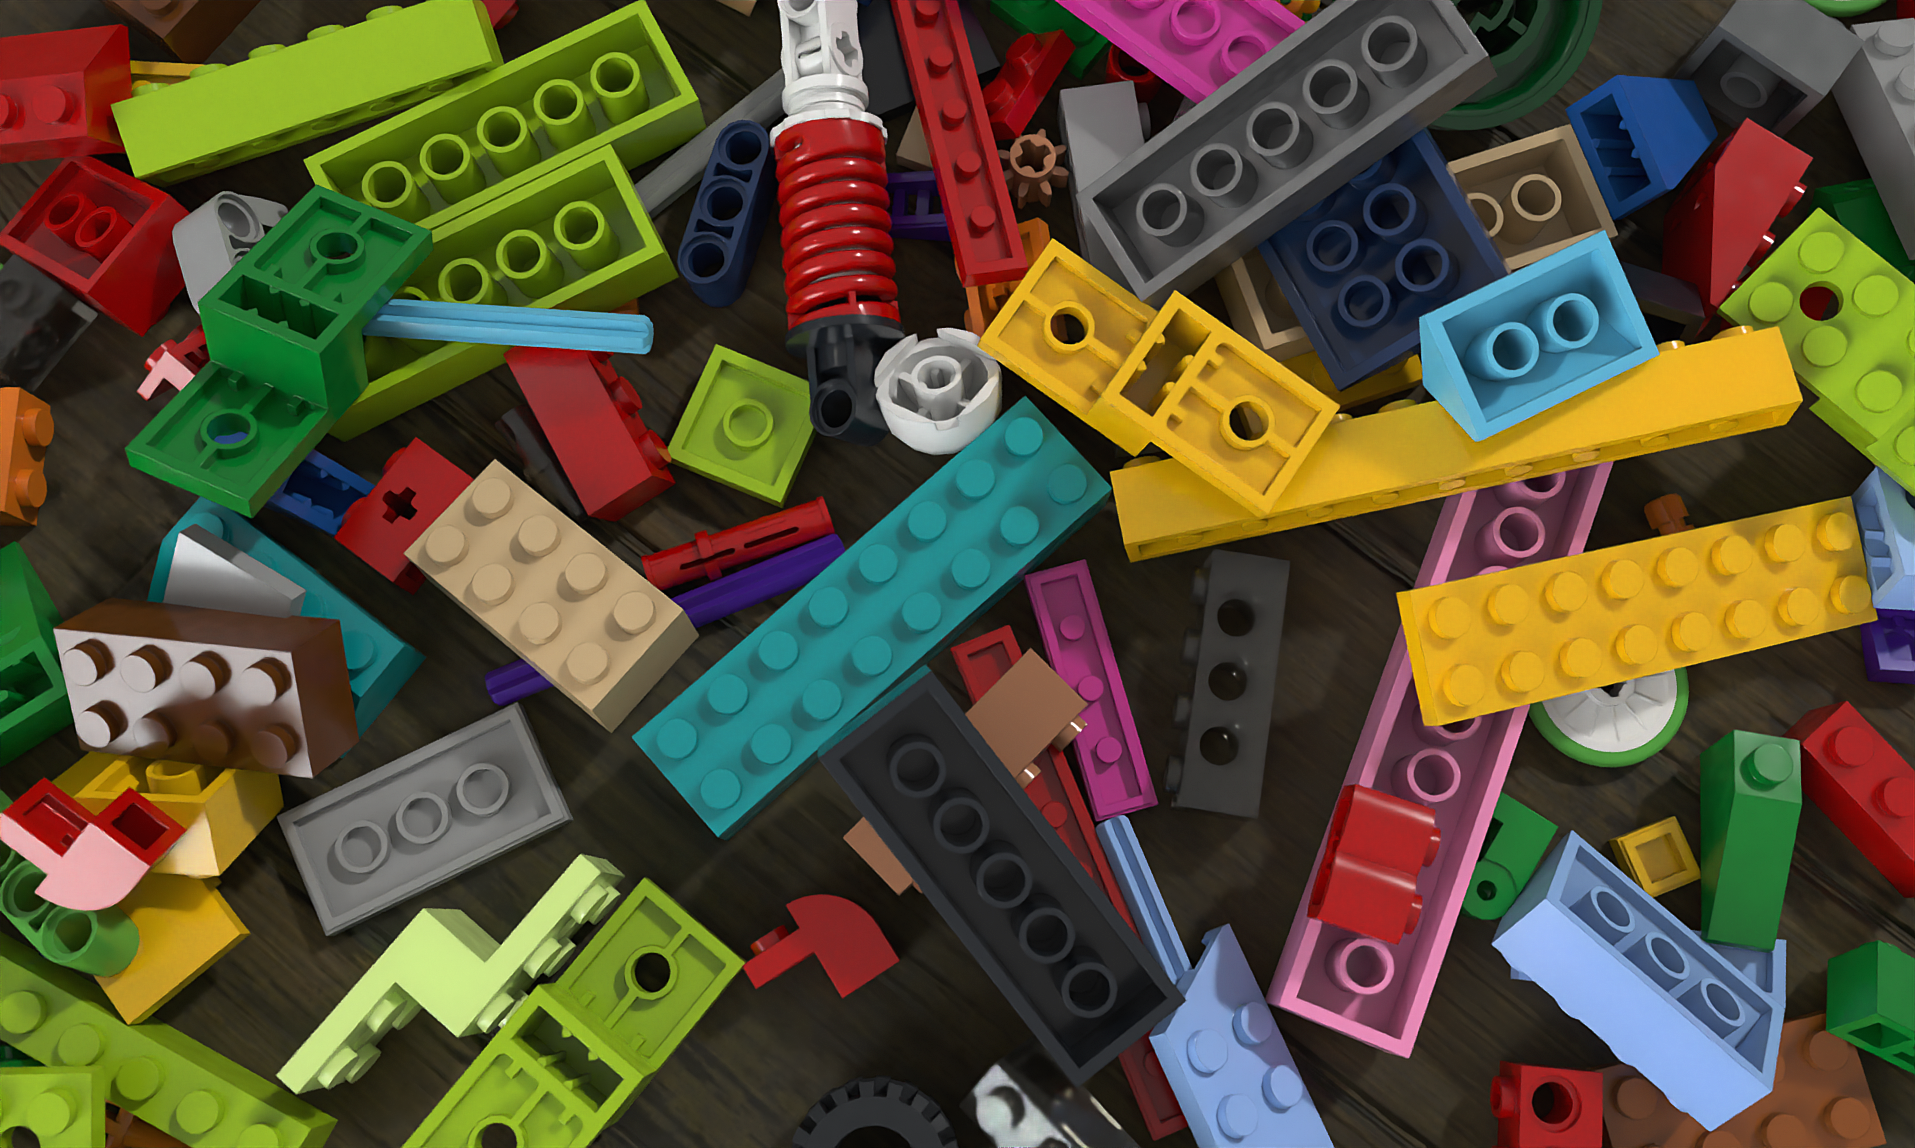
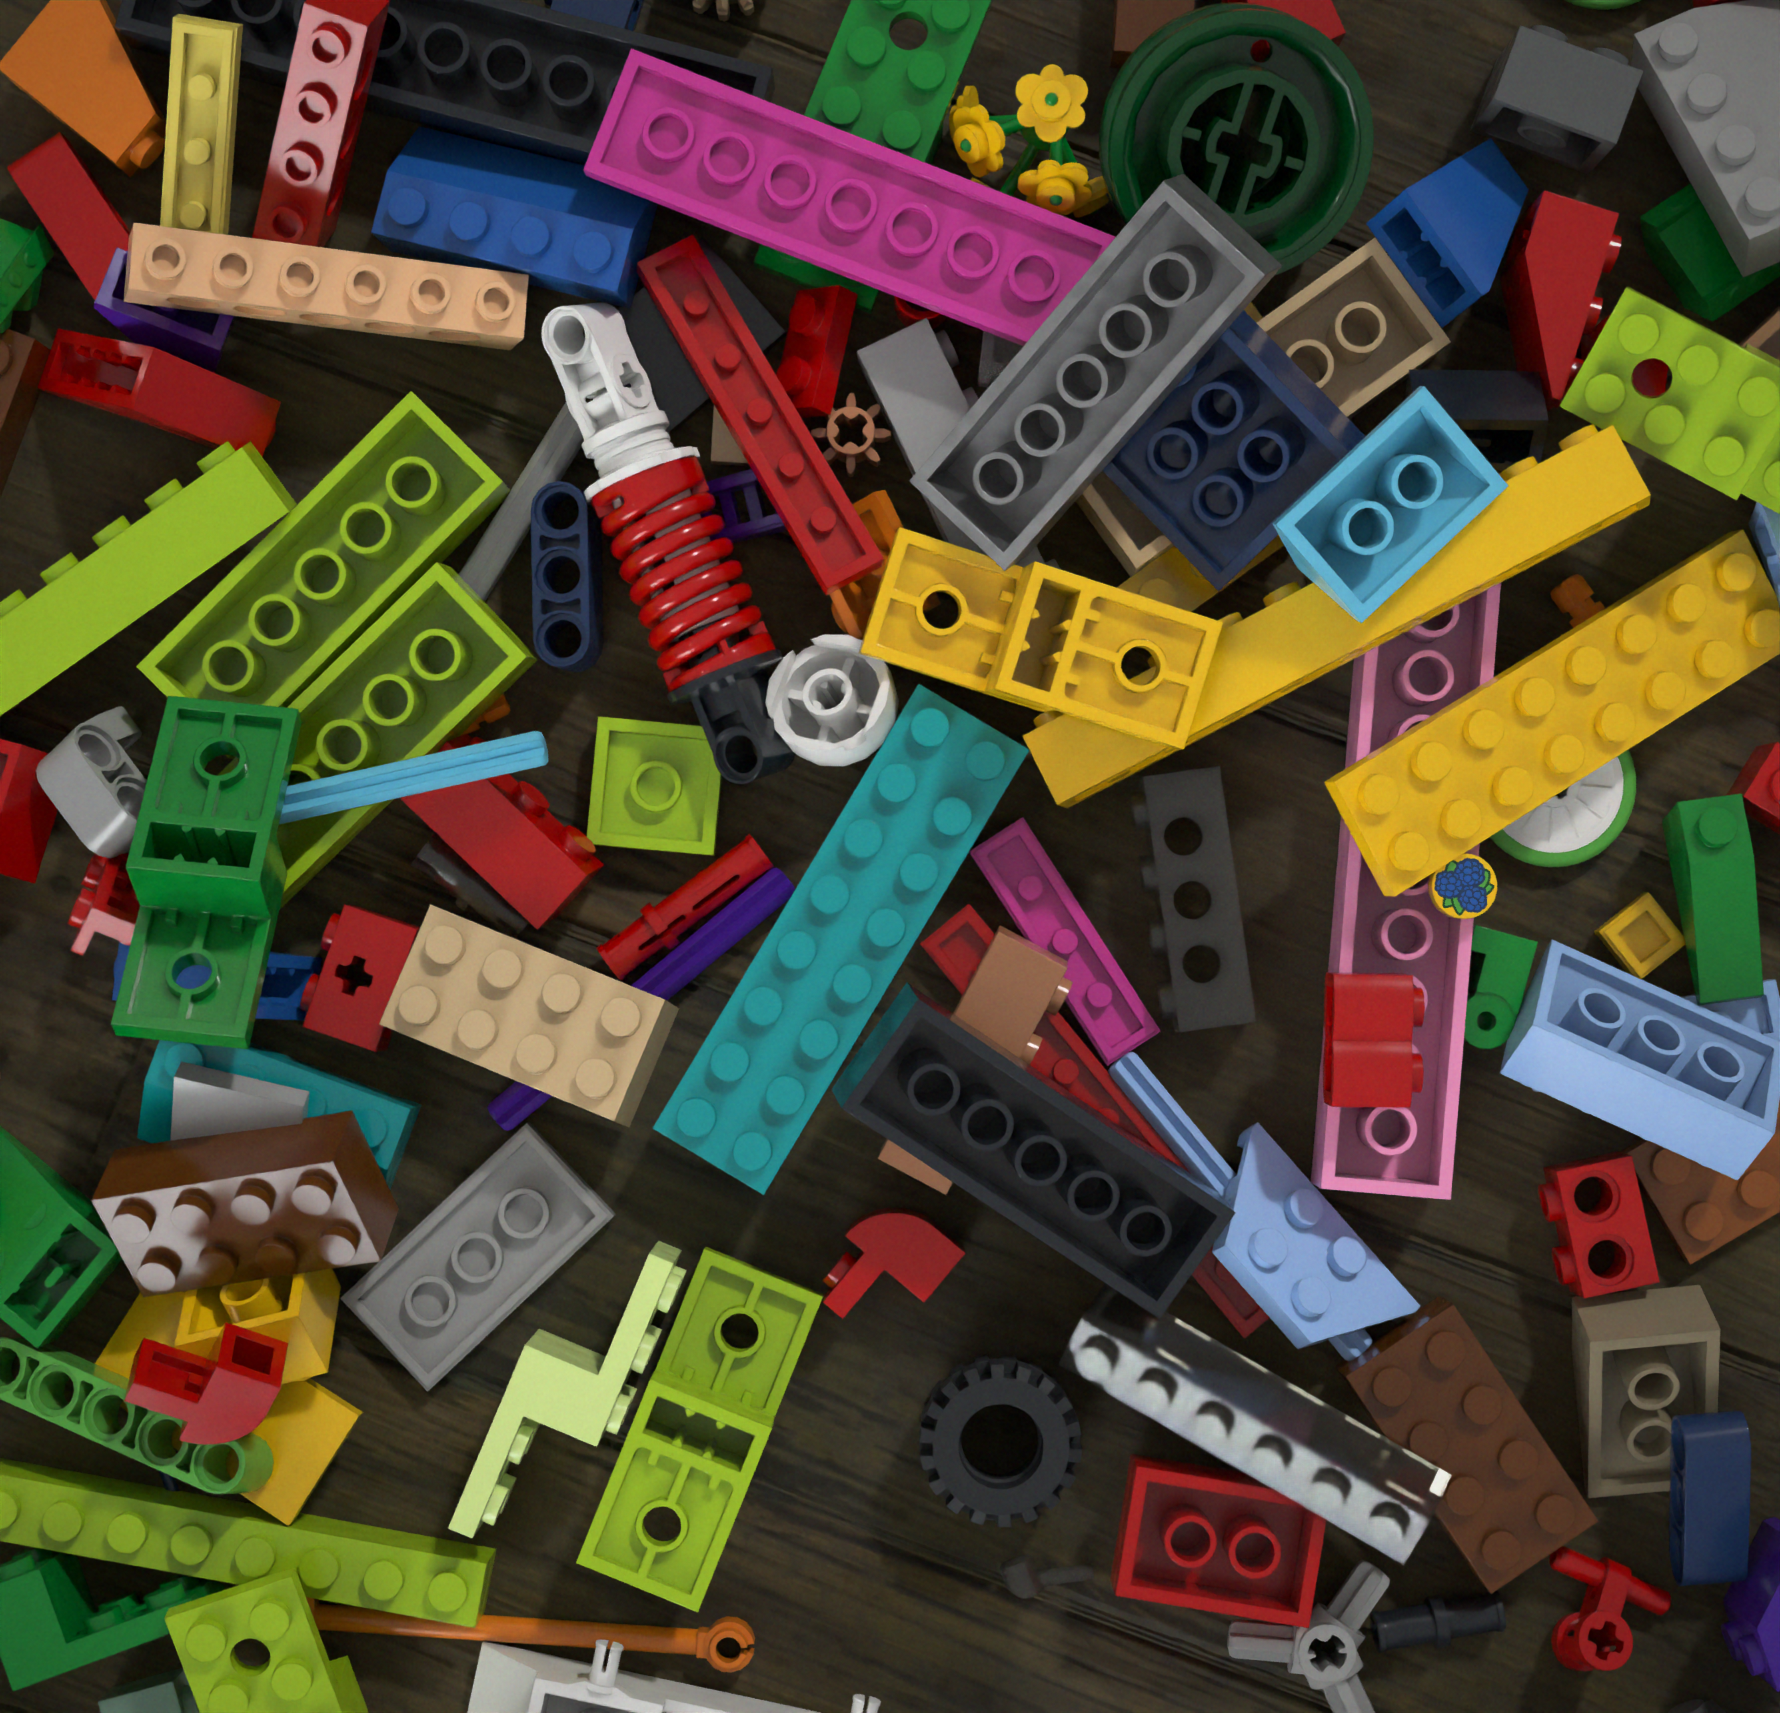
camera: 15 degrees left, 10 degrees up
(1504, 742) = (1463, 887): none -> tile

